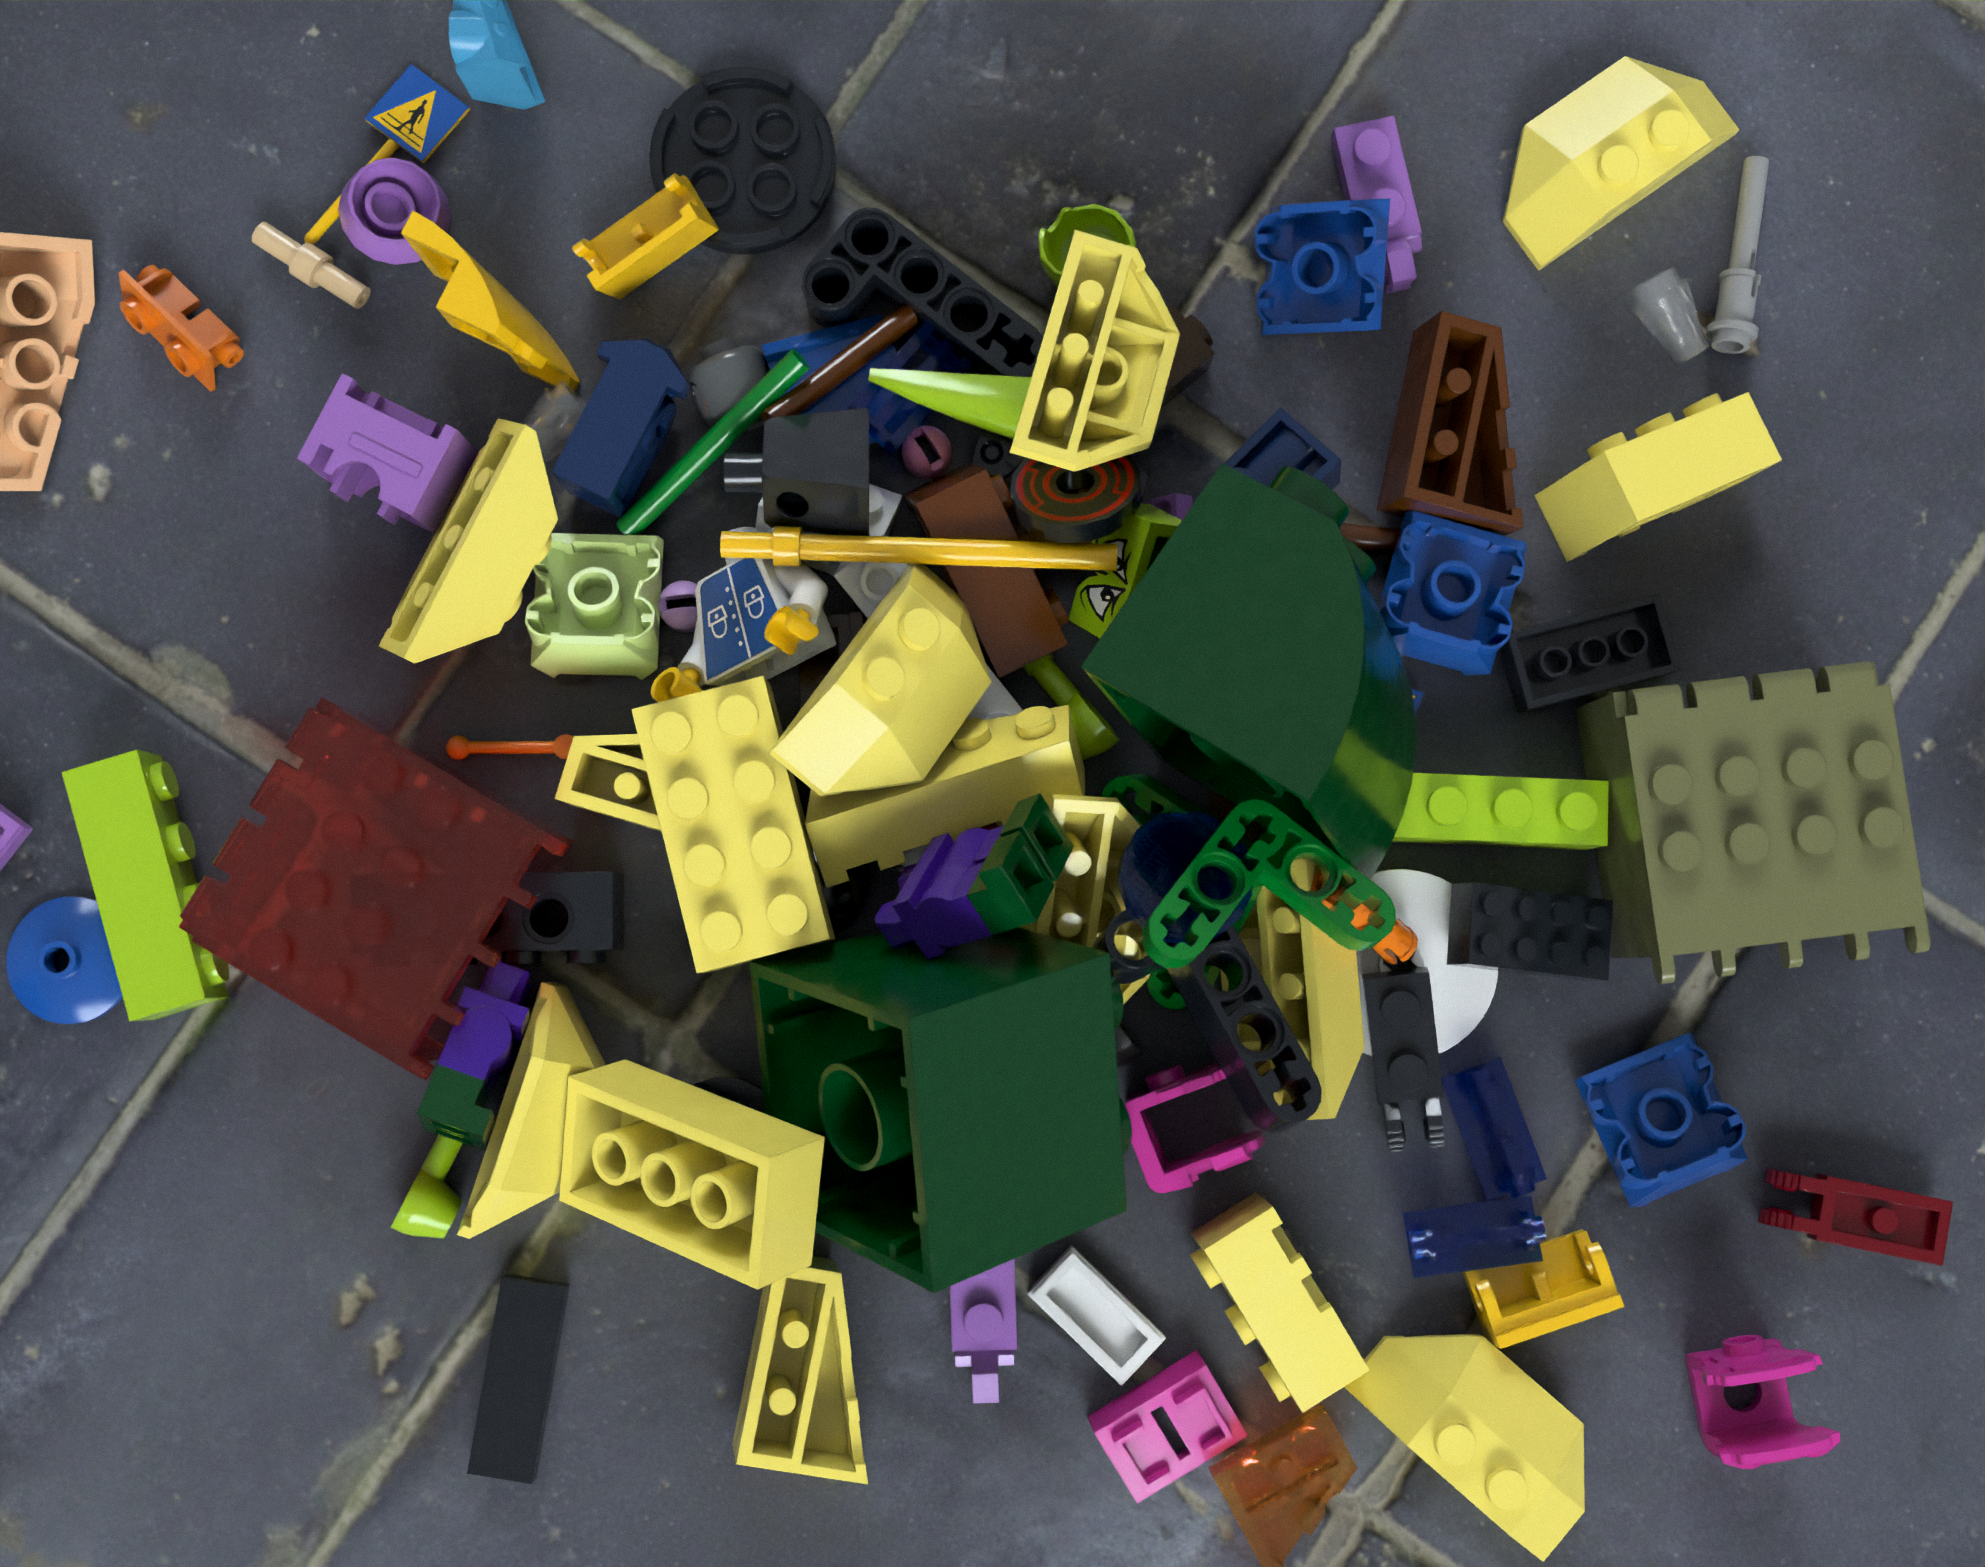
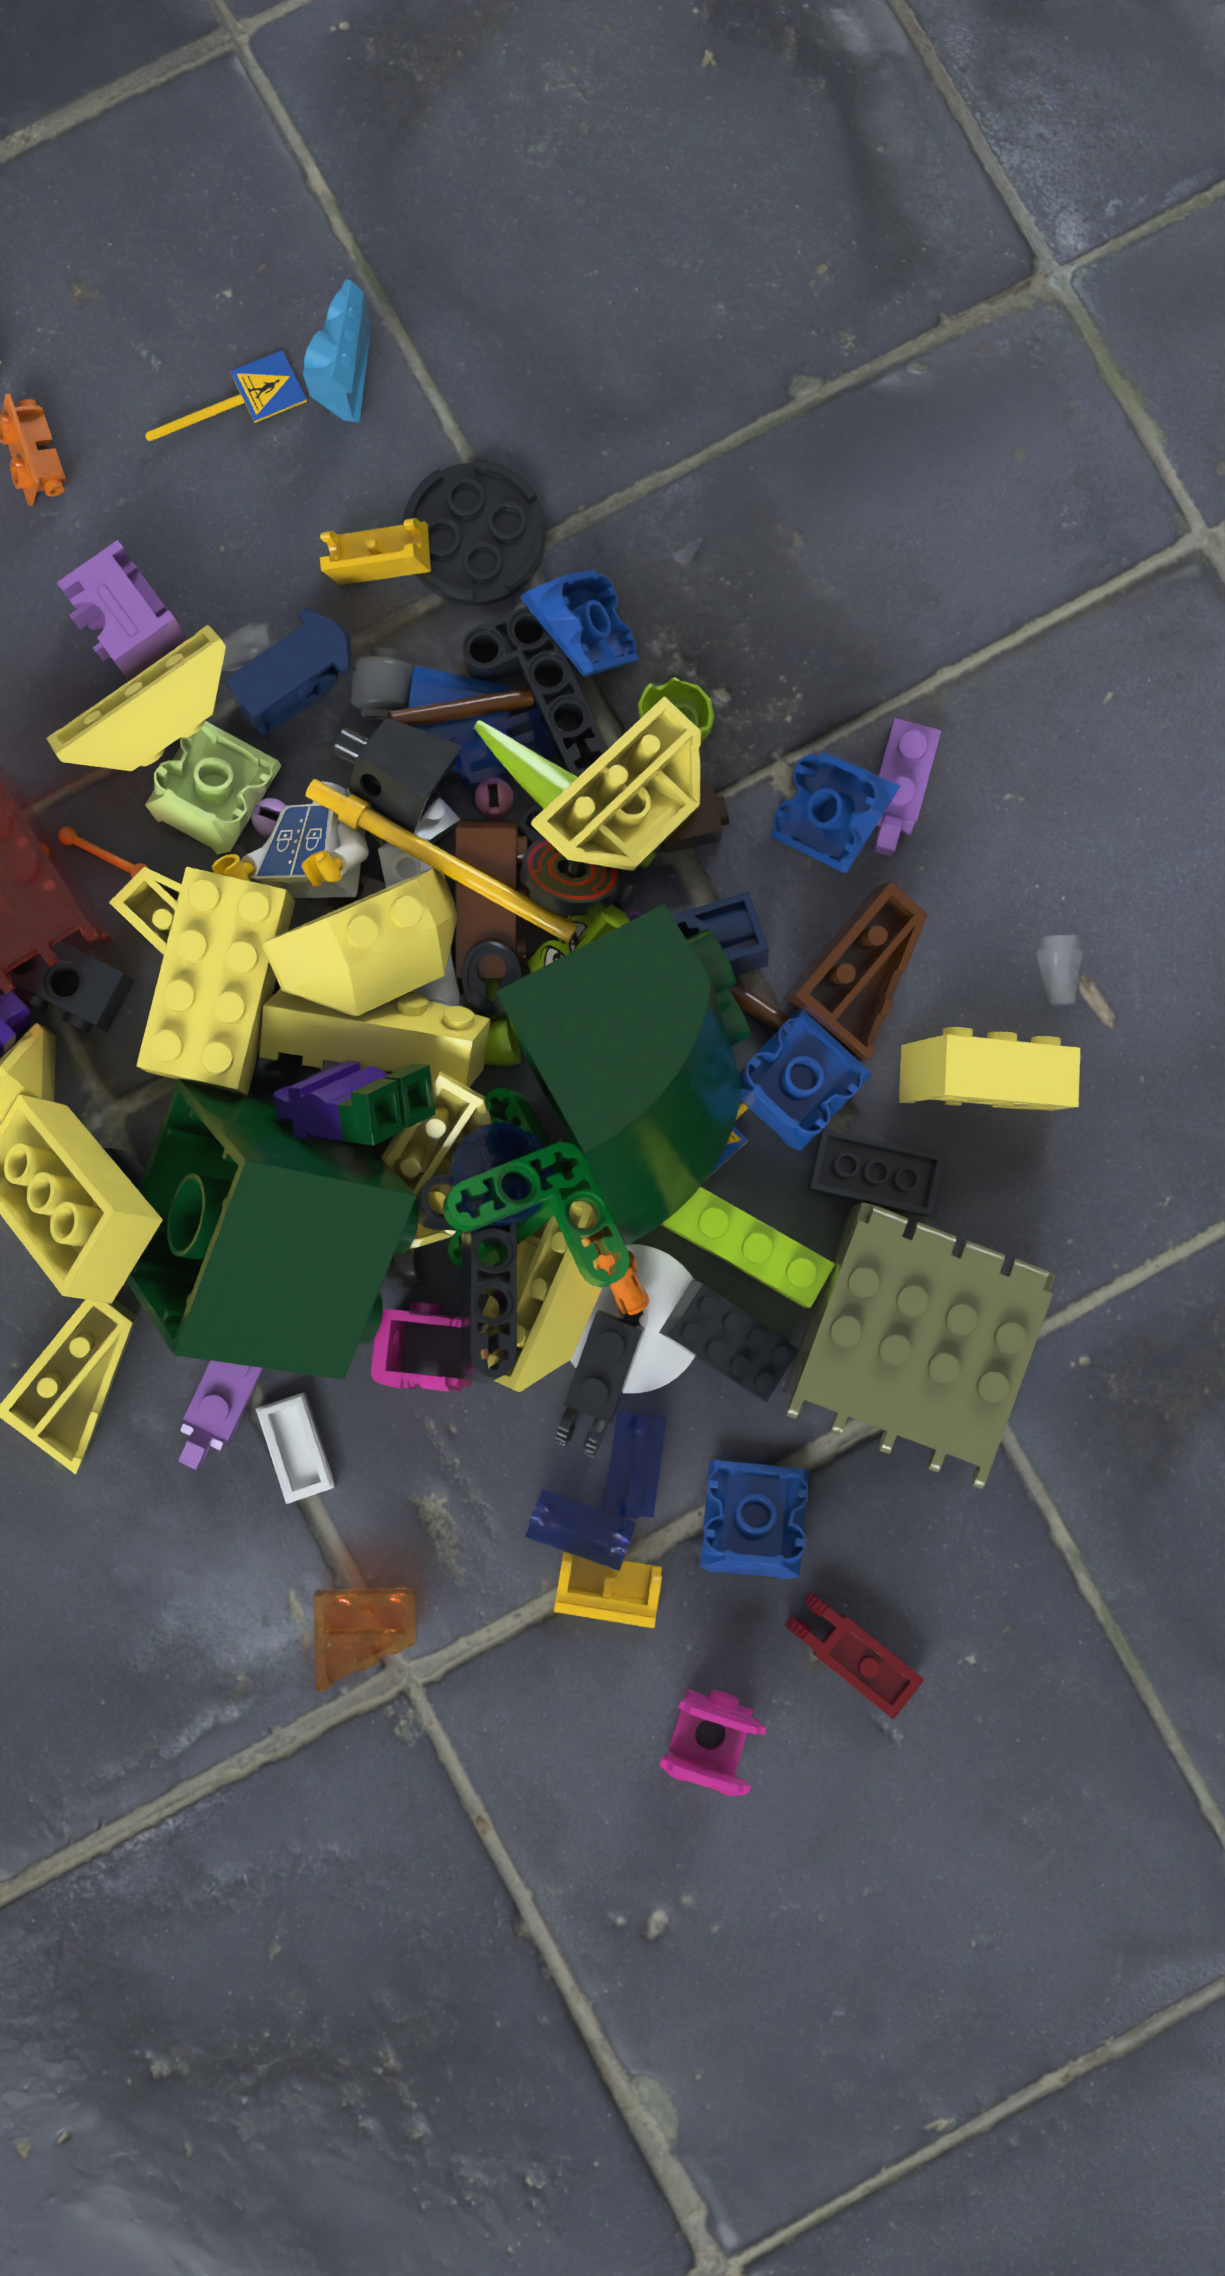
camera: 25 degrees right, 0 degrees up
(311, 265) = (140, 454): tan bar -> none
(375, 205) = (205, 437): medium lavender hat -> none
(484, 308) = (243, 547): yellow slope -> none
(713, 443) = (346, 717): green bar -> none
(926, 196) = (583, 621): none -> blue slope
(1028, 679) = (475, 989): none -> black piece
(1137, 1441) = (328, 1549): dark pink piece -> none
(1277, 1303) = (419, 1503): light yellow wedge -> none
(1482, 1430) = (515, 1666): light yellow wedge -> none
(1607, 152) = (1079, 832): light yellow wedge -> none
(1738, 287) = (1120, 972): light grey pin -> none

